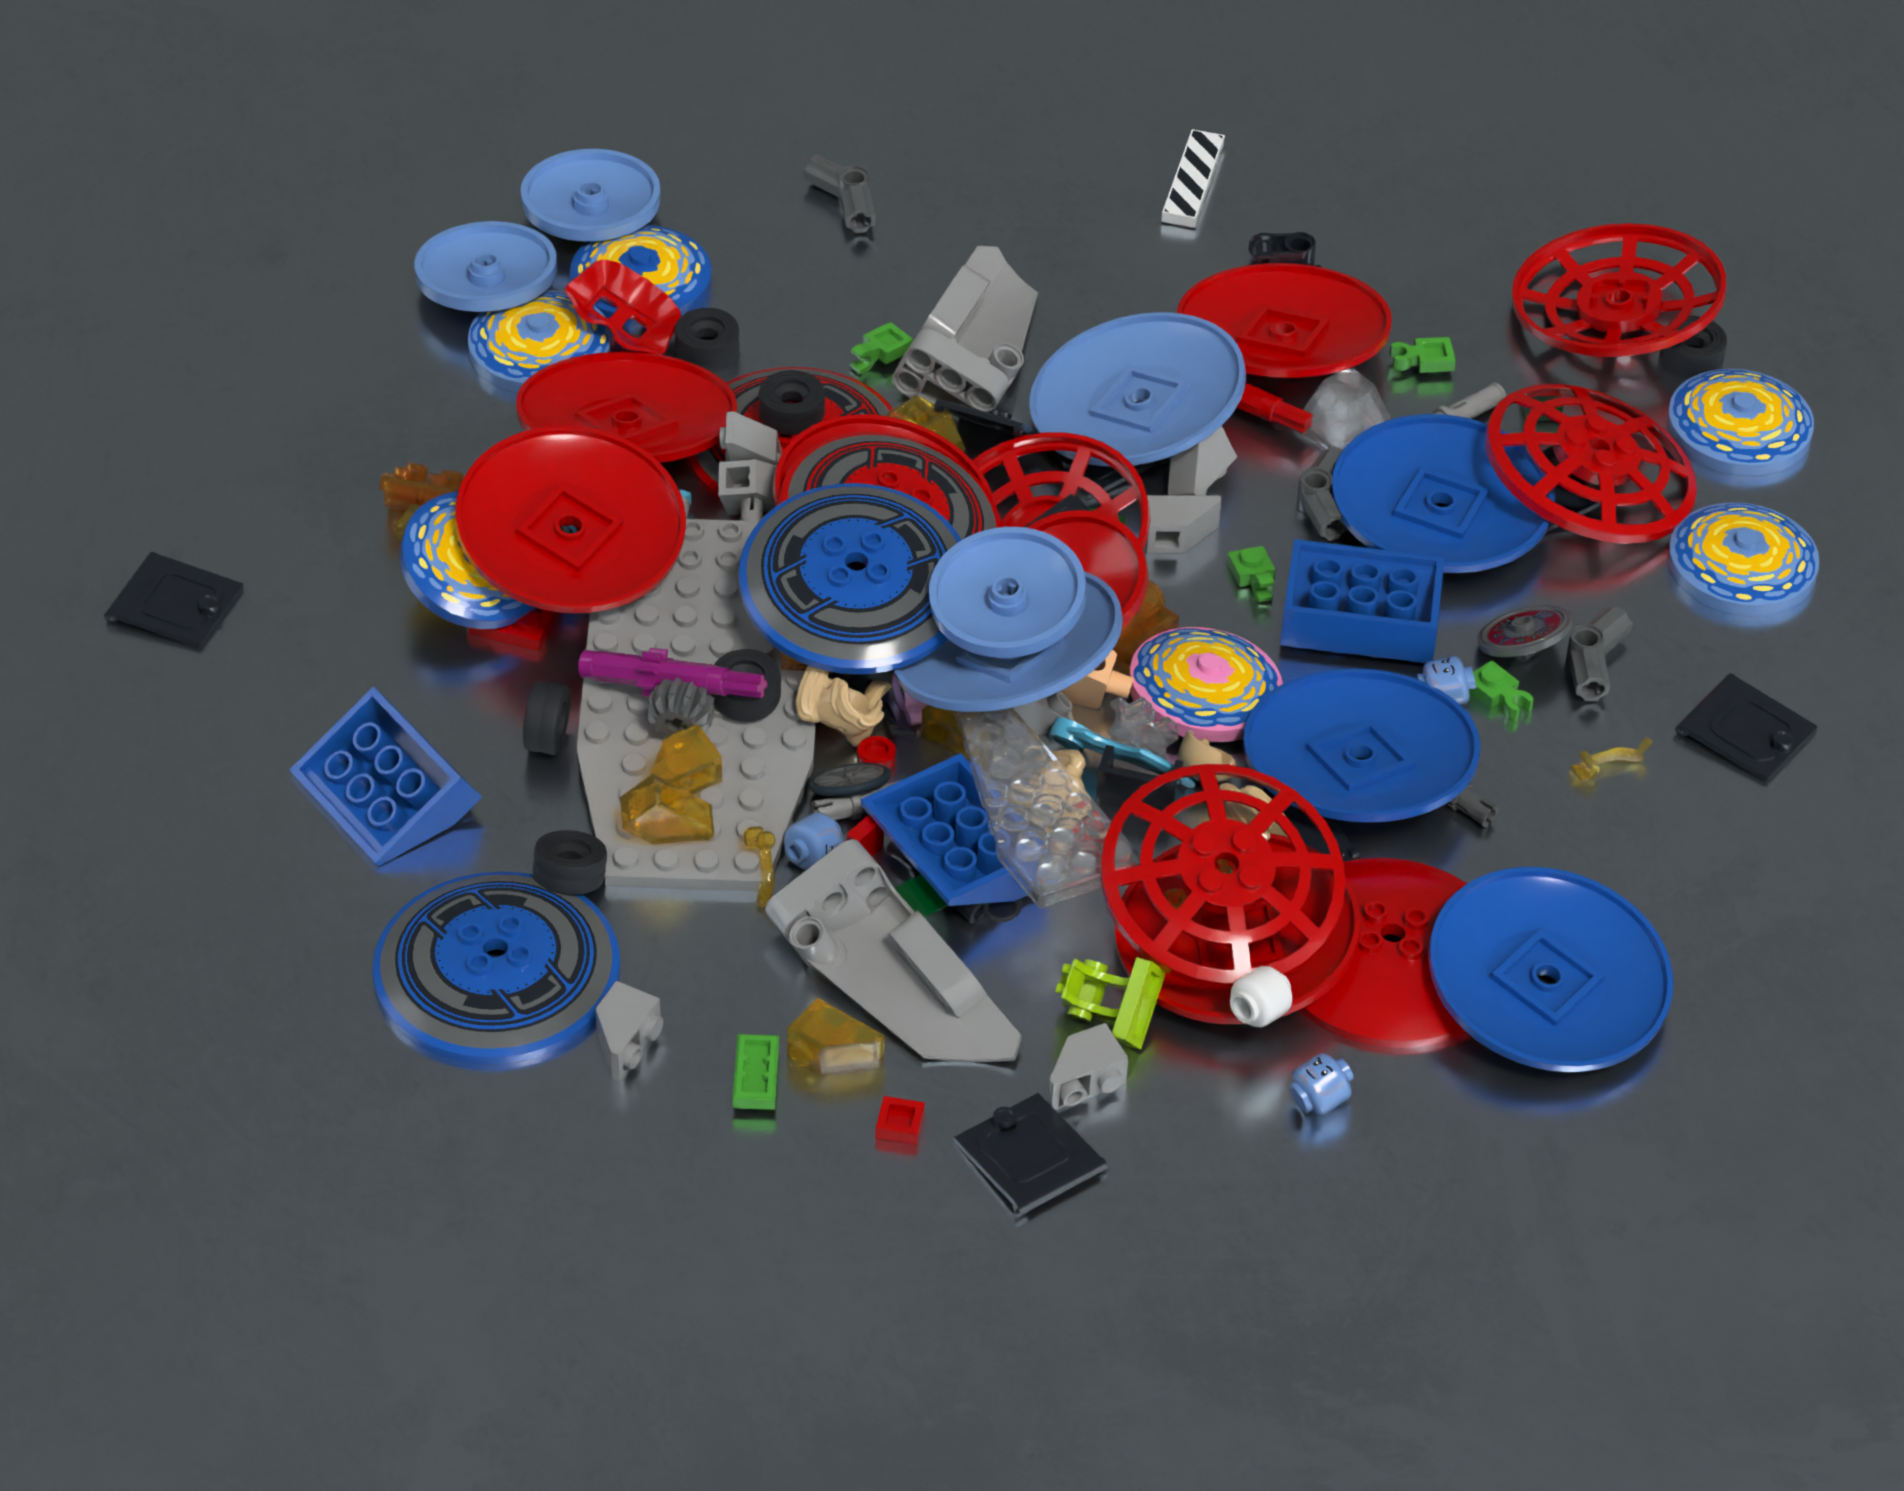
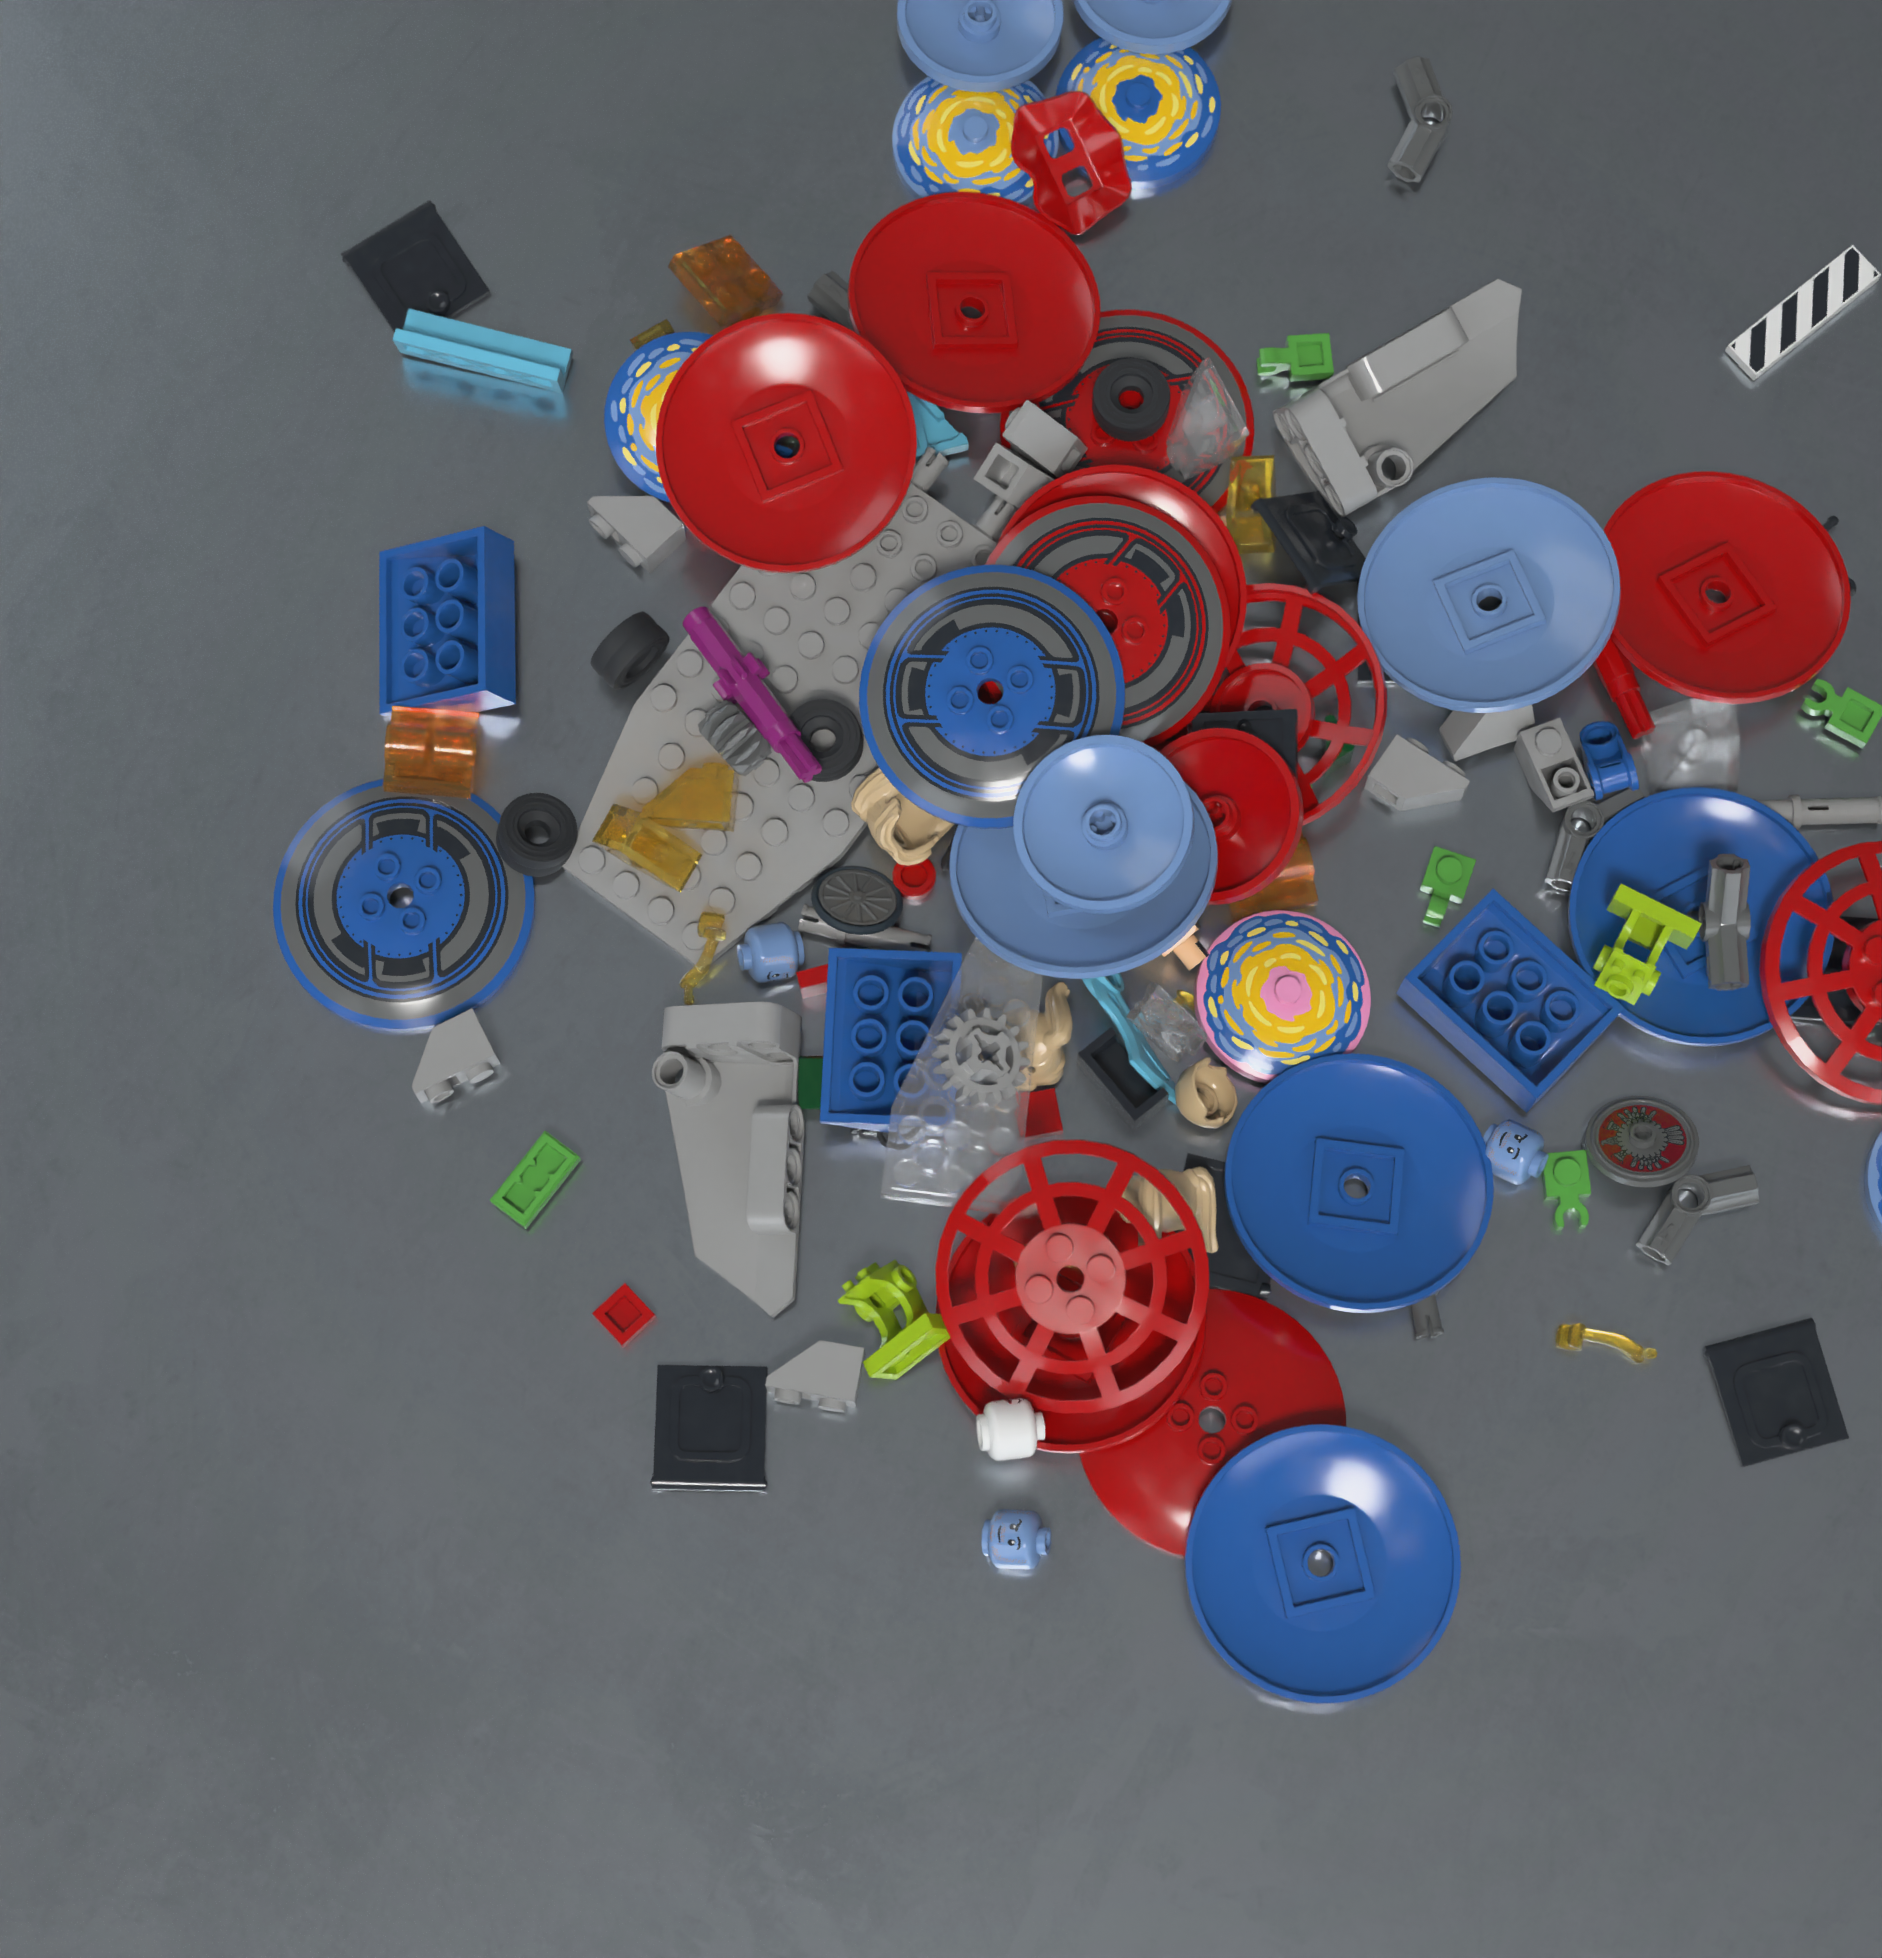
camera: 40 degrees right, 30 degrees up
(273, 614) = (484, 350): none -> medium azure fence
(442, 855) = (430, 751): none -> clear orange plate
(483, 653) = (639, 525): none -> light grey slope
(707, 324) = (1135, 218): black tyre -> none
(833, 1041) = (619, 1191): clear yellow slope -> none
(857, 378) = (1205, 424): none -> clear slope
(1040, 776) = (959, 1060): none -> light grey gear
(1263, 465) = (1552, 765): none -> light grey slope
(1283, 248) = (1802, 479): black piece -> none
(1301, 441) = (1607, 759): none -> blue piece
(1423, 522) = (1649, 926): none -> lime tile
(1466, 473) = (1726, 922): none -> dark grey piece

